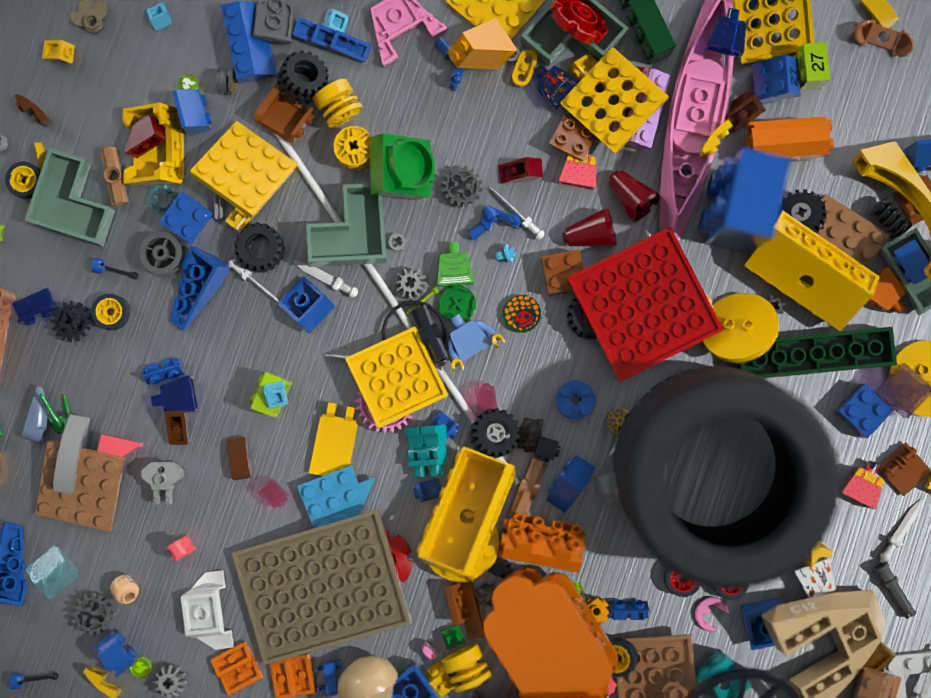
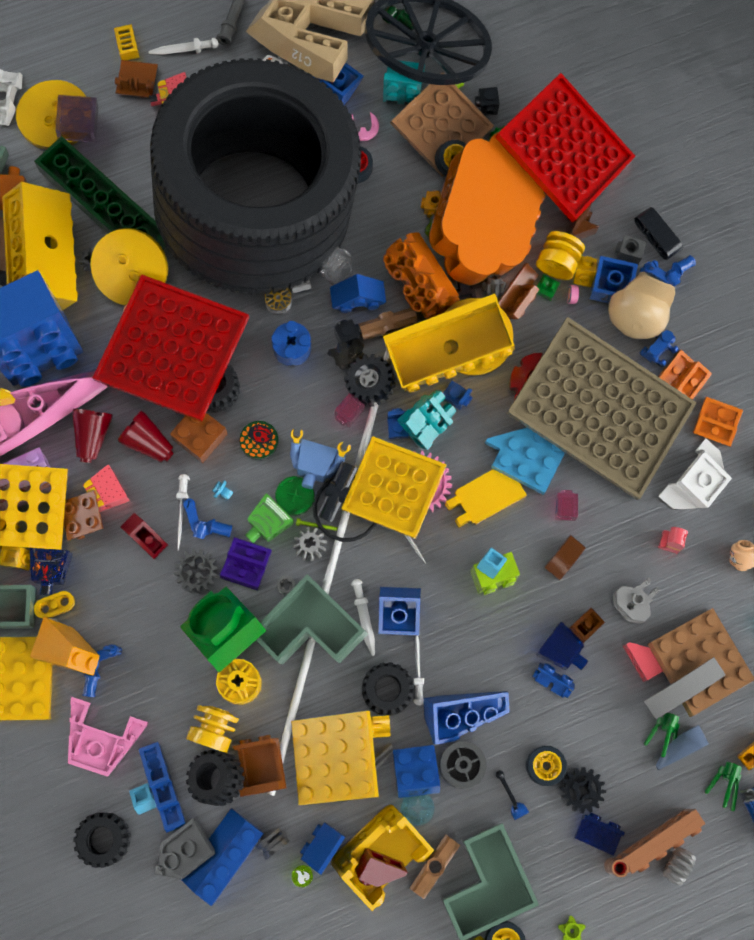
camera: 135 degrees left, 10 degrees down
(437, 226) = (245, 563): none -> dark purple slope
(637, 609) = (407, 178): blue hinge -> none
(863, 410) = (117, 136): blue brick -> none

